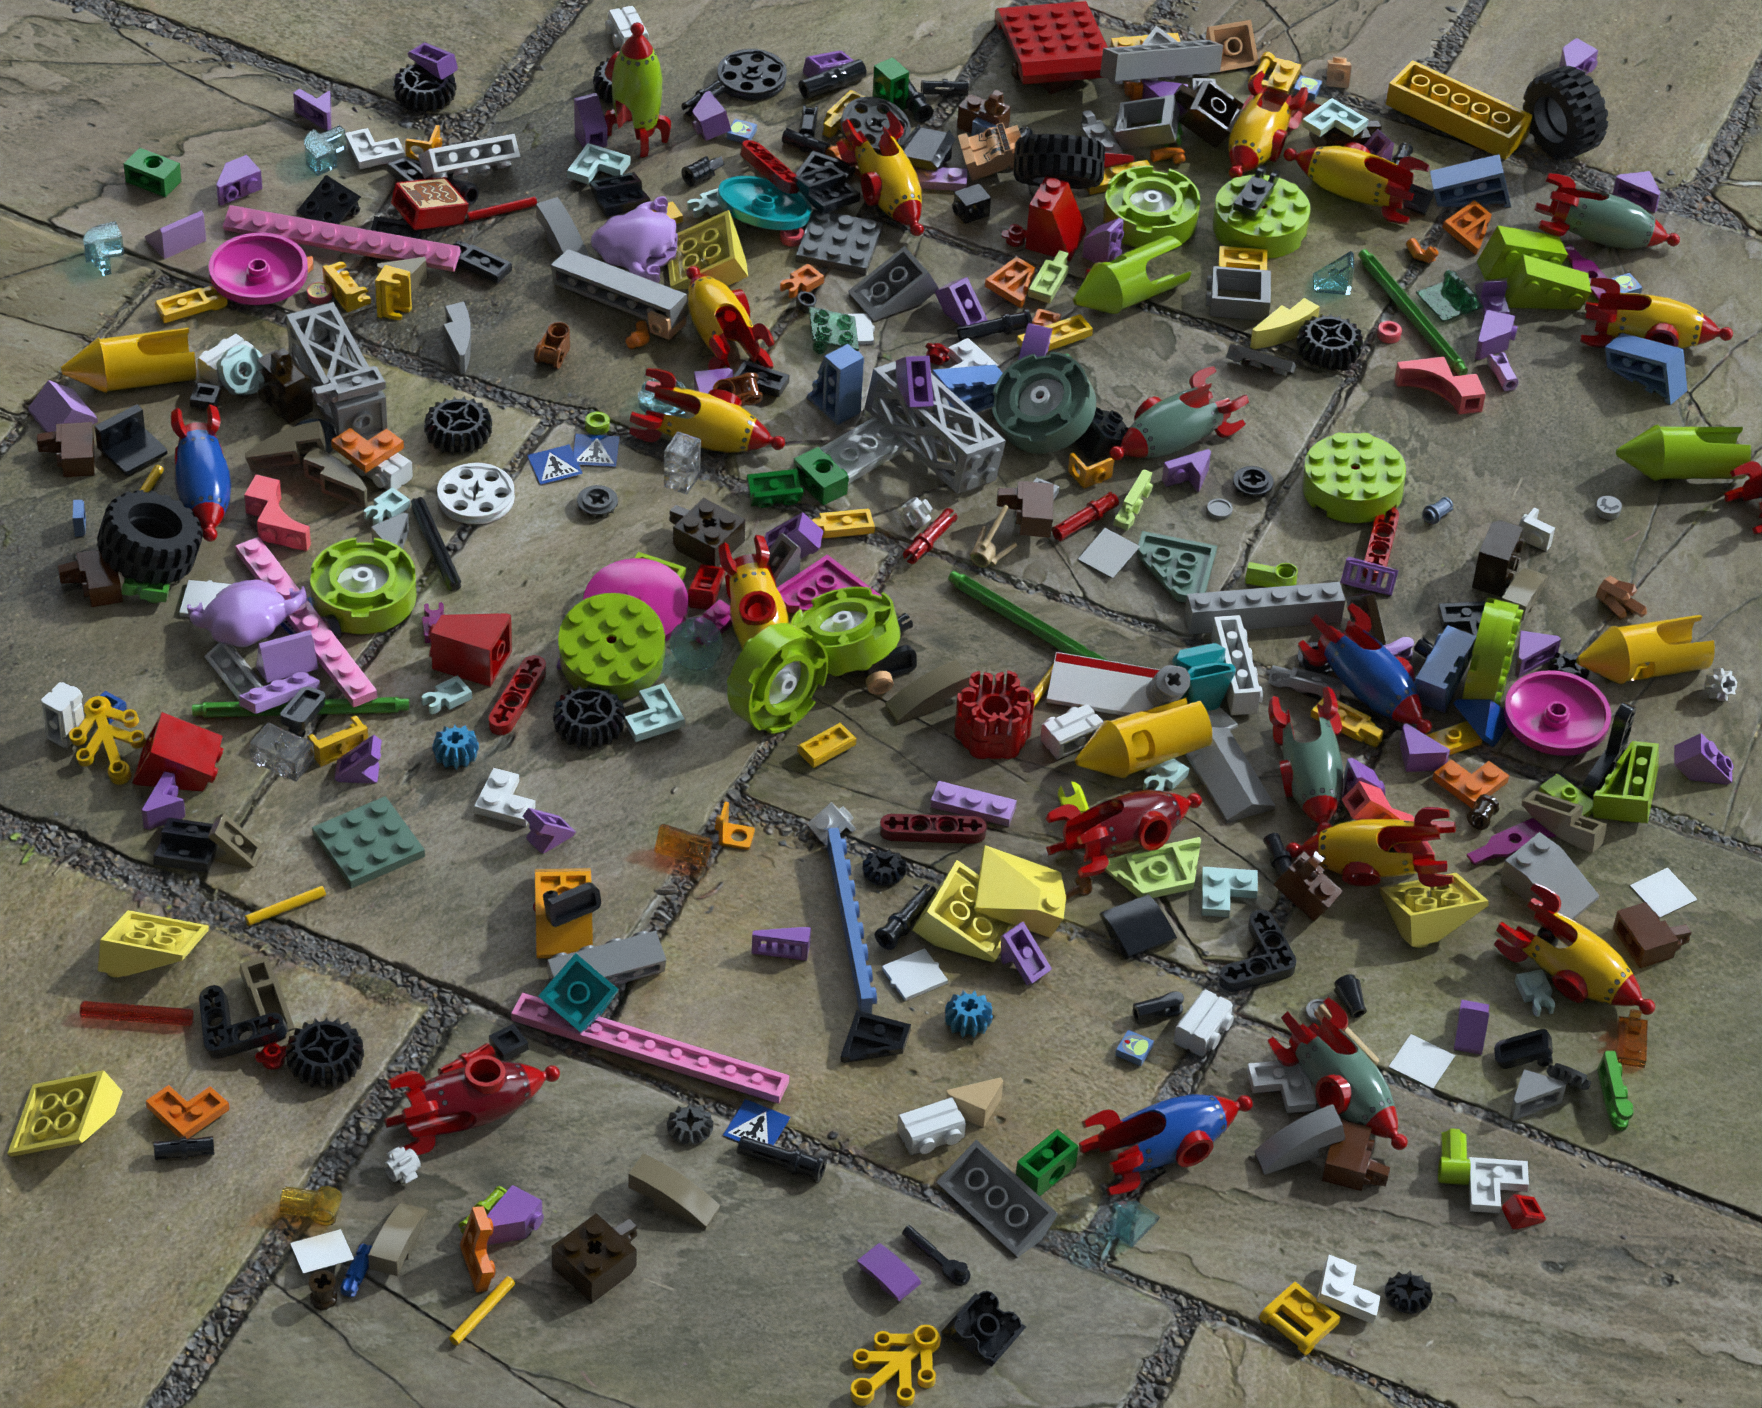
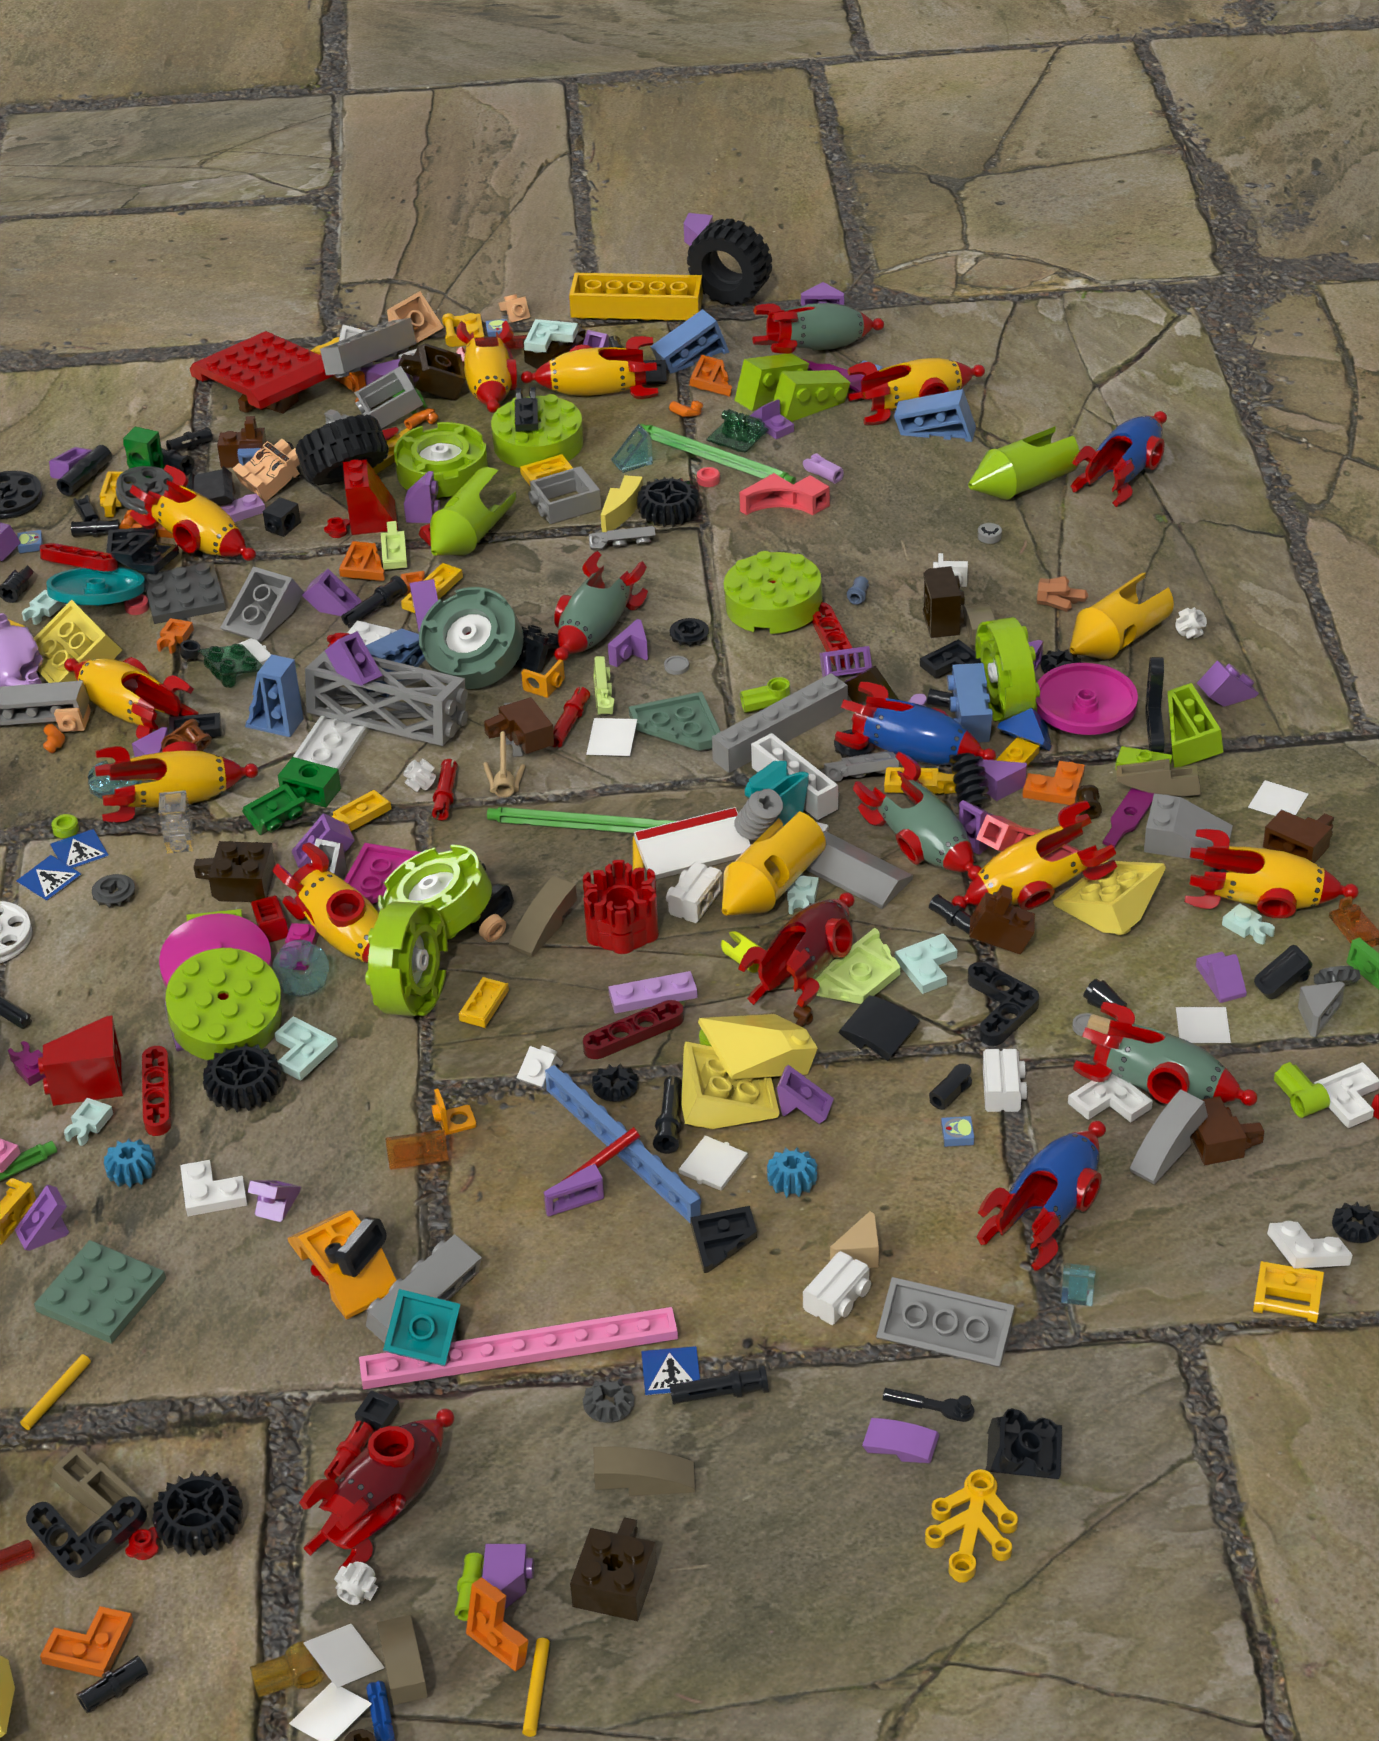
camera: 25 degrees left, 5 degrees down
(357, 1213) = (343, 1655): none -> white sticker
(832, 923) = (611, 1150): none -> red bar
(1047, 1162) = (969, 1263): green brick -> none
(1384, 742) = (968, 779): none -> black piece
(1495, 334) = (796, 443): medium lavender slope -> none

